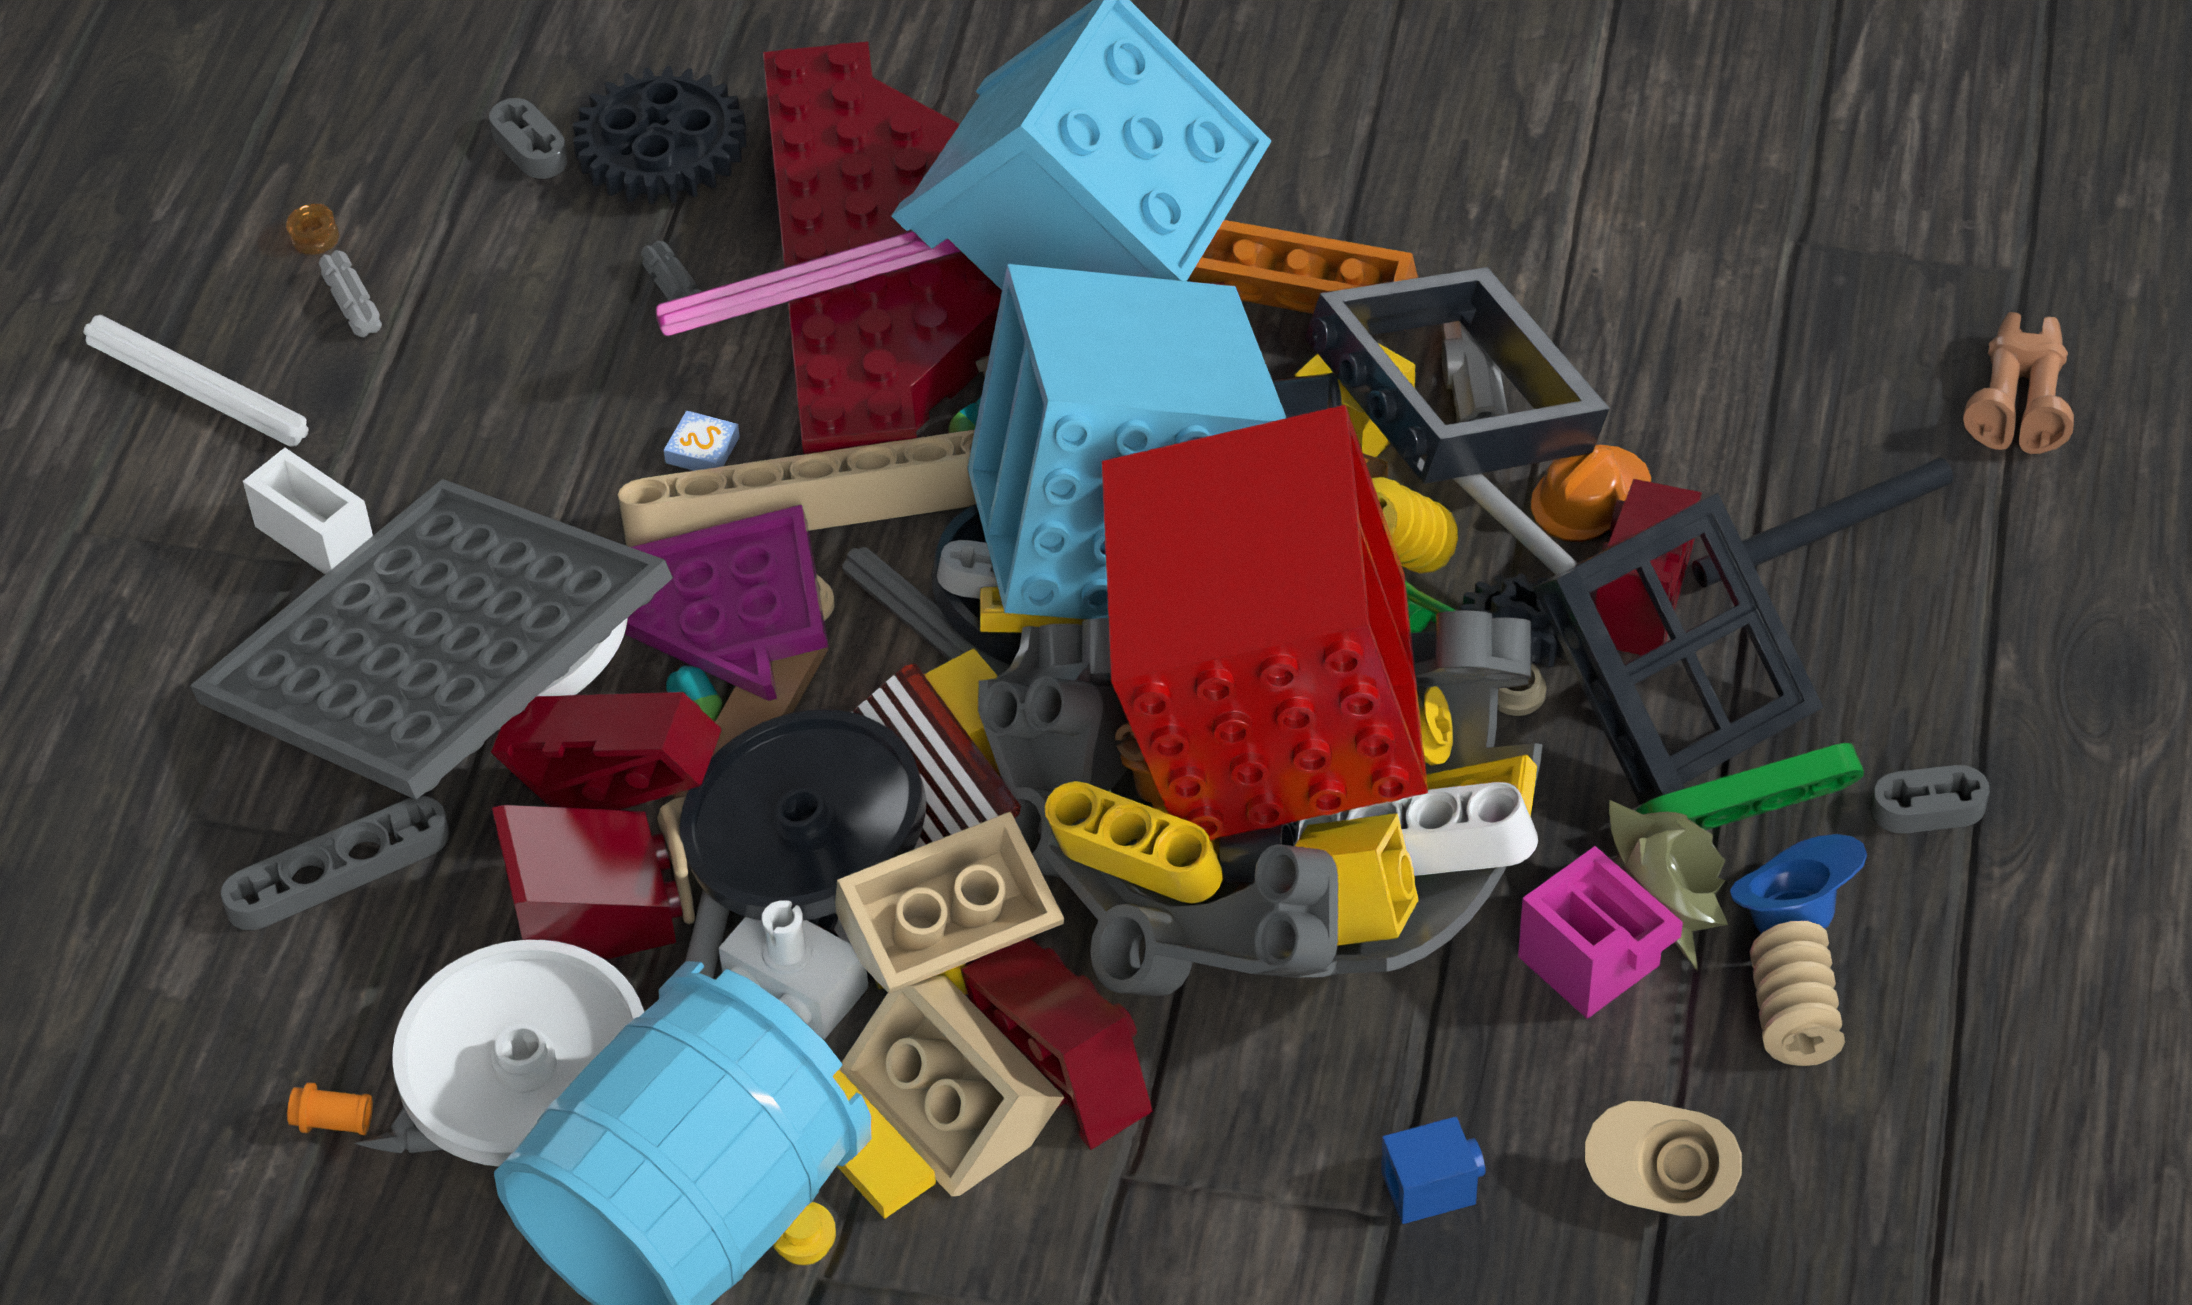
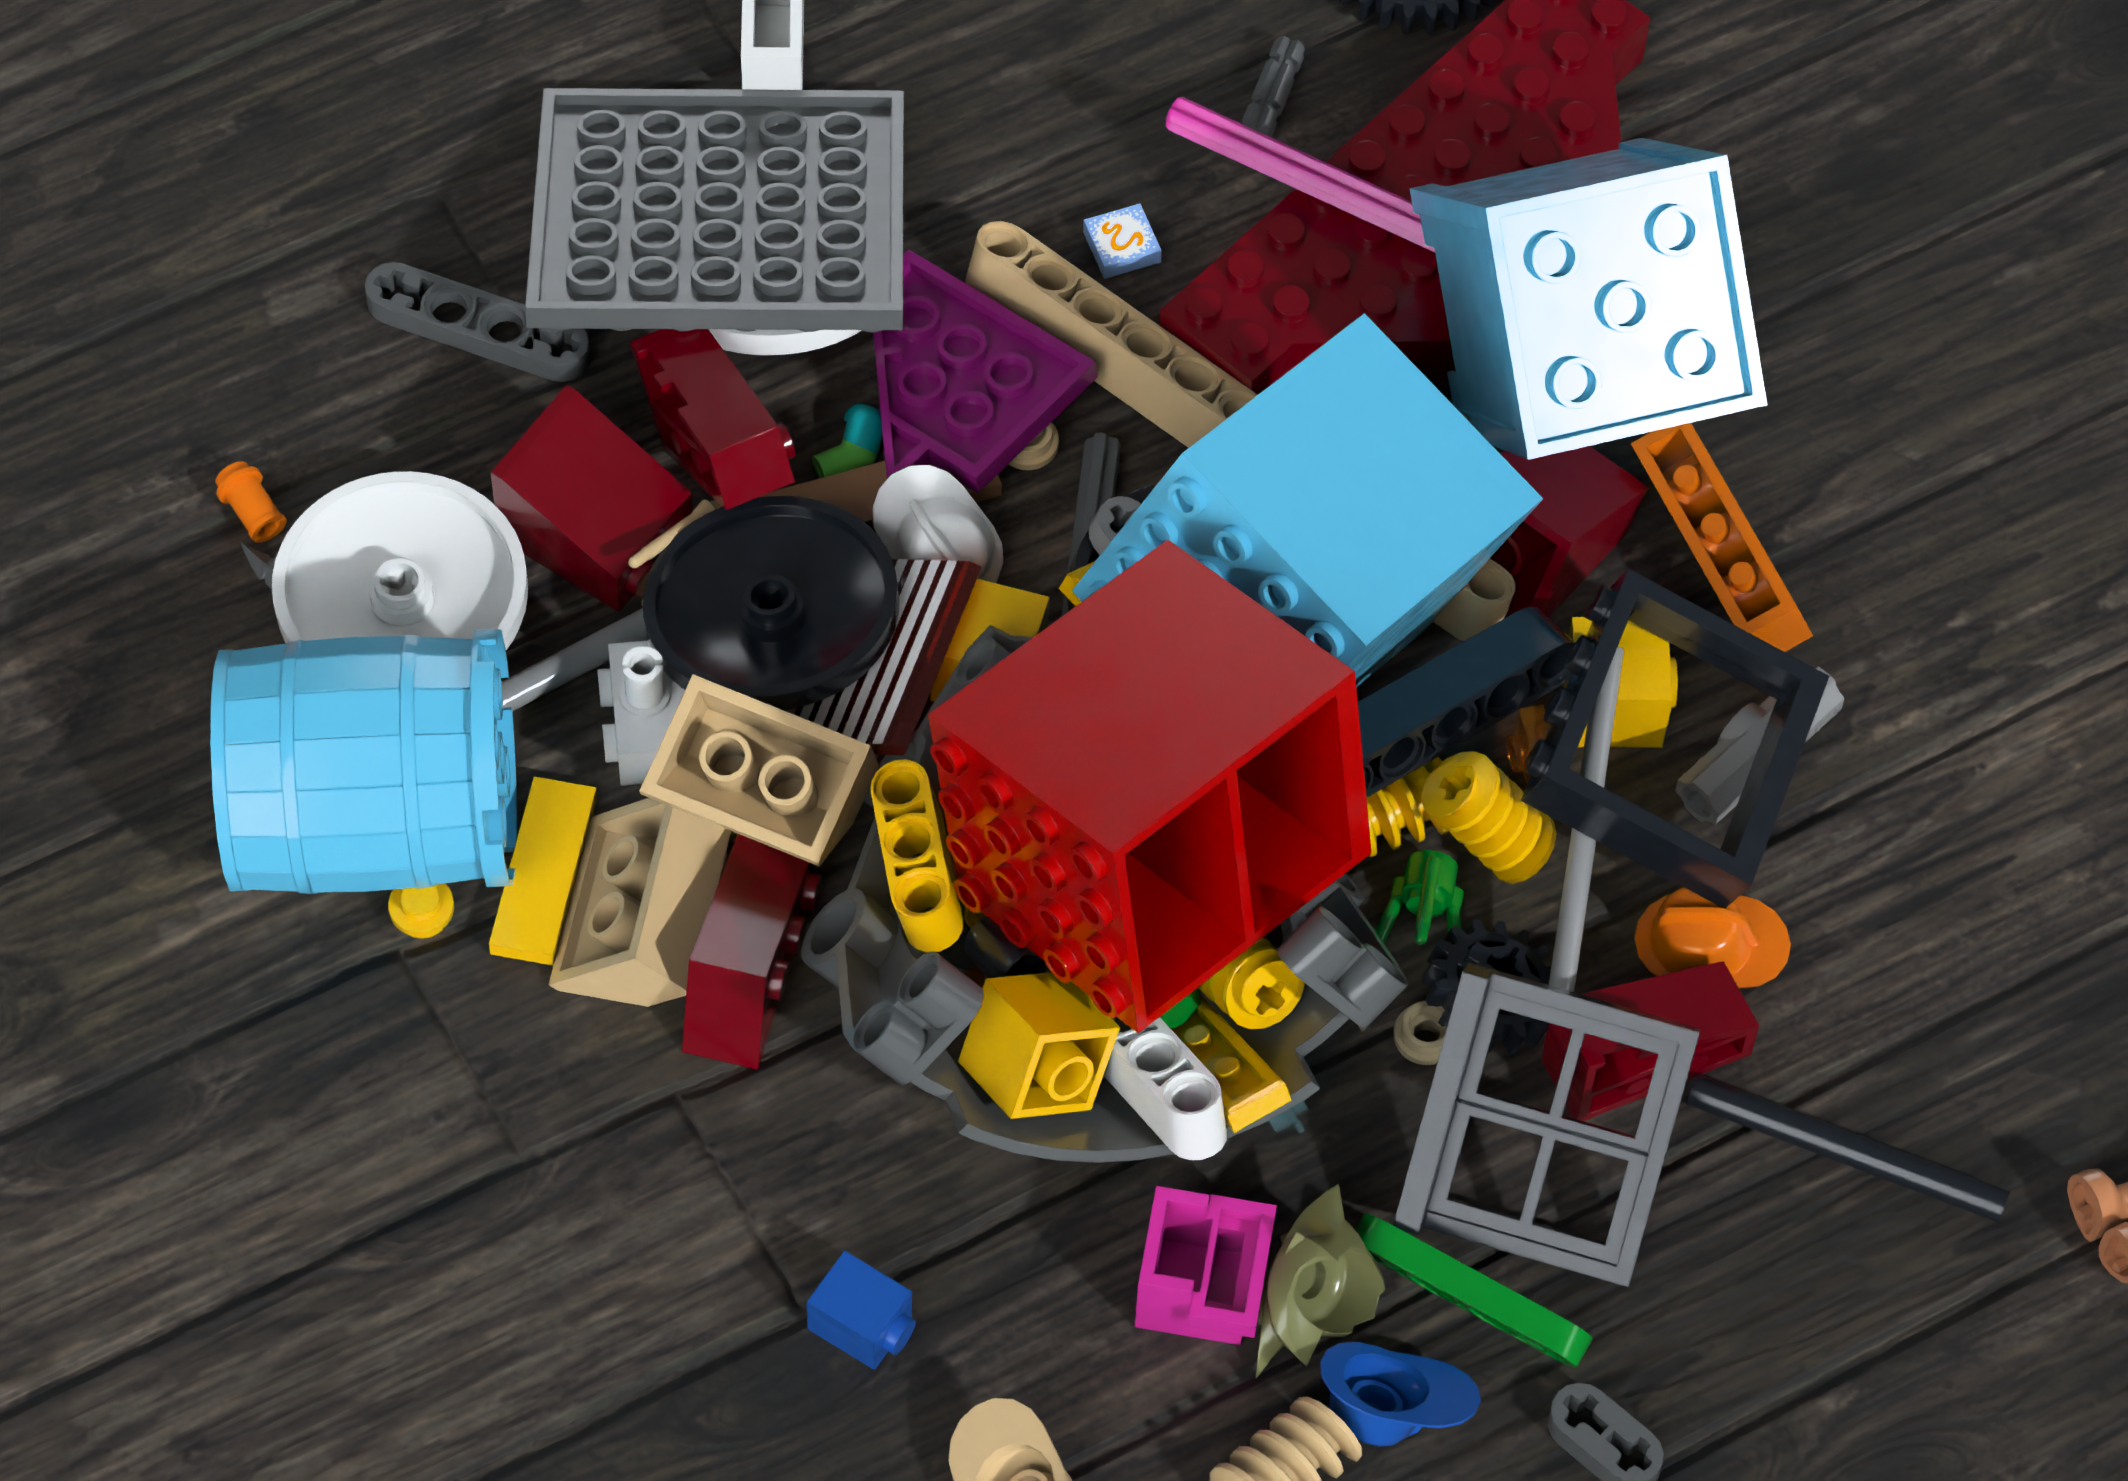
camera: 45 degrees right, 10 degrees up
(823, 679) = (933, 517): none -> white piece

